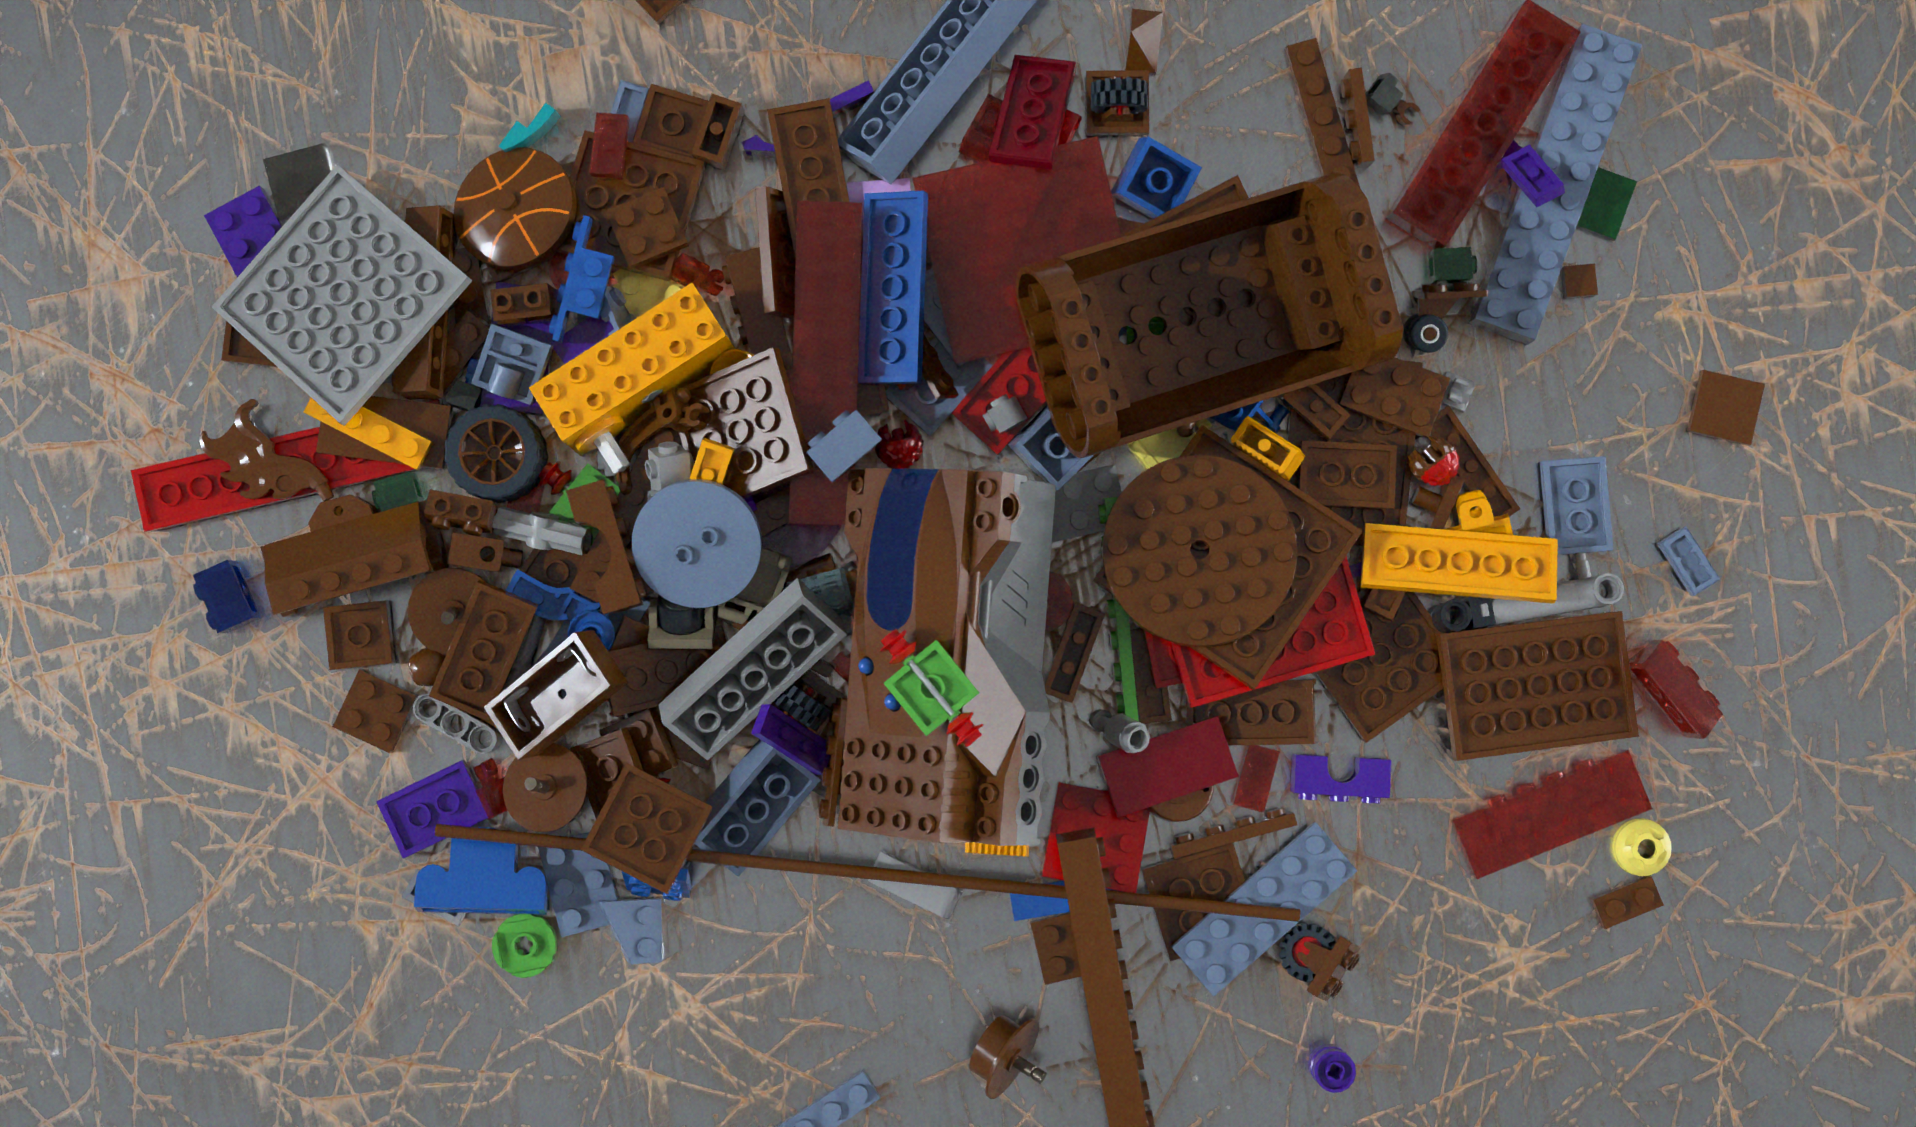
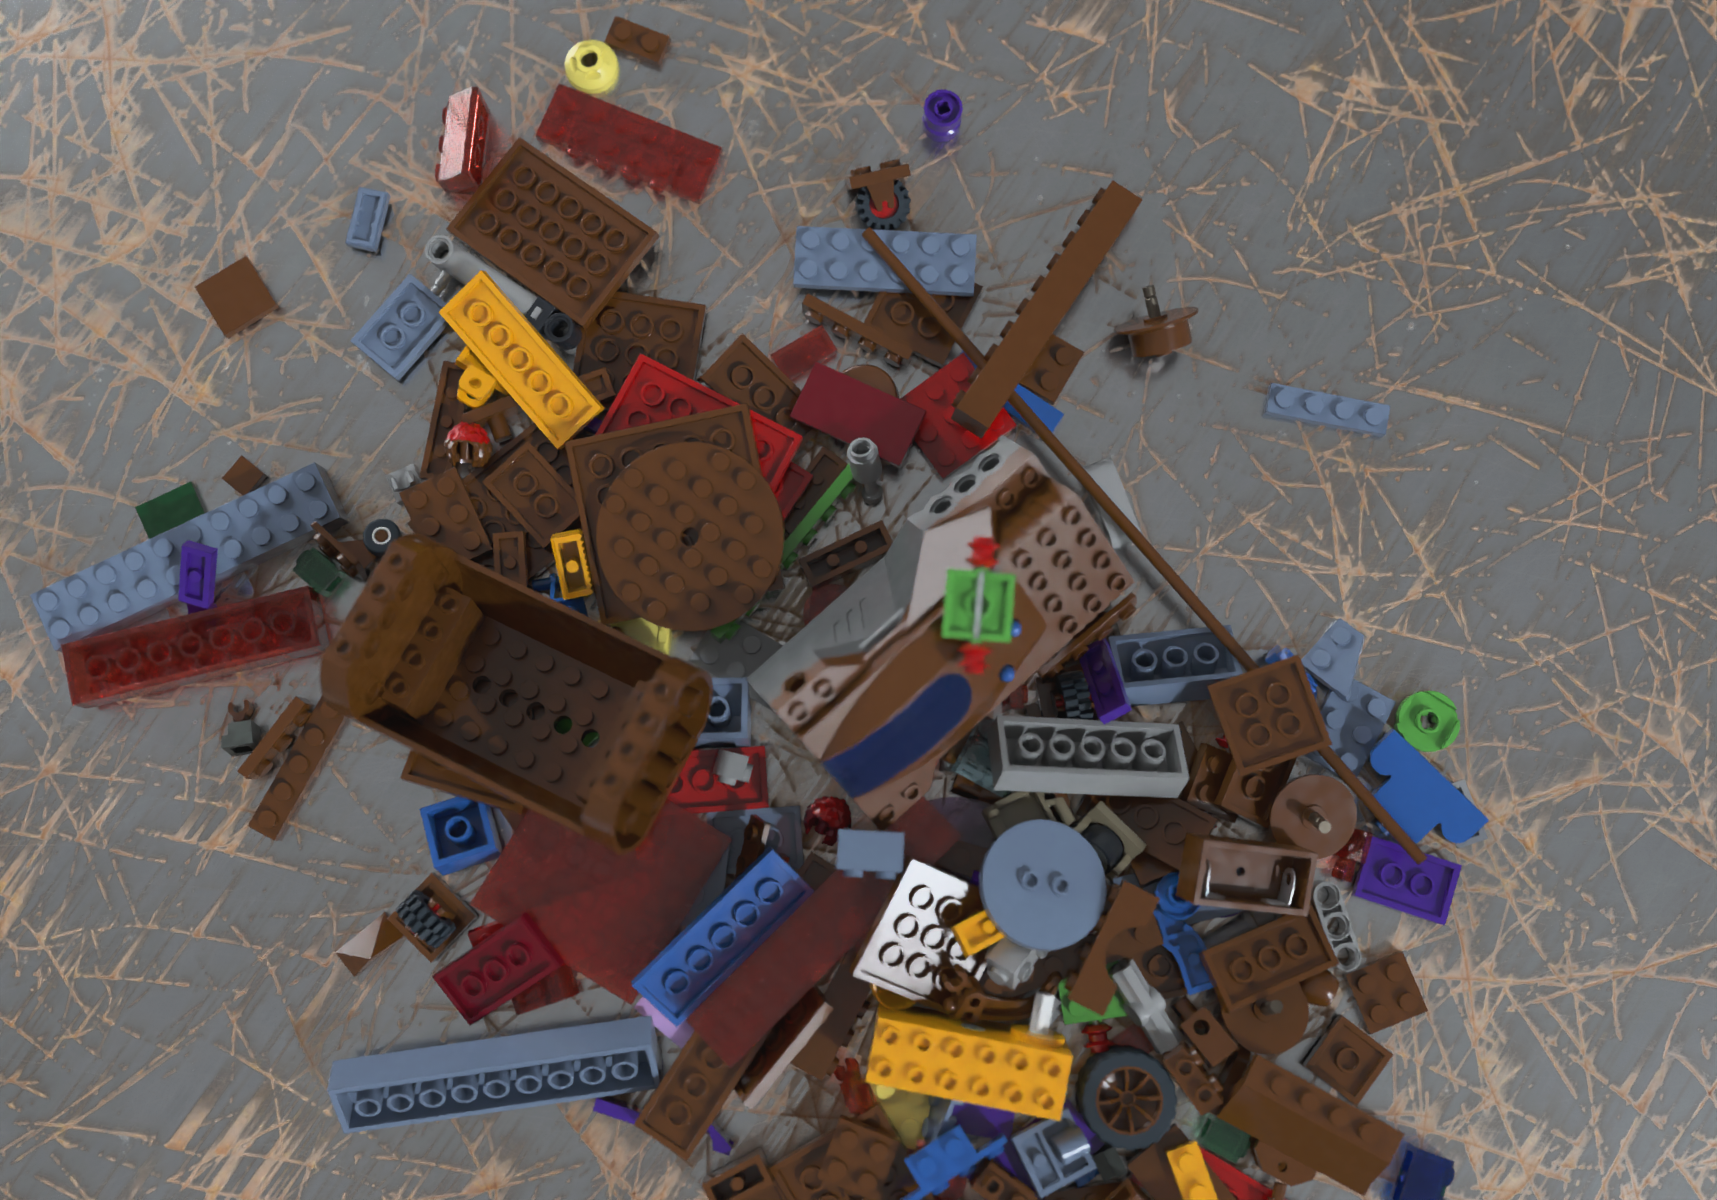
camera: 135 degrees left, 5 degrees down
(1369, 779) = (730, 279): dark purple arch -> none

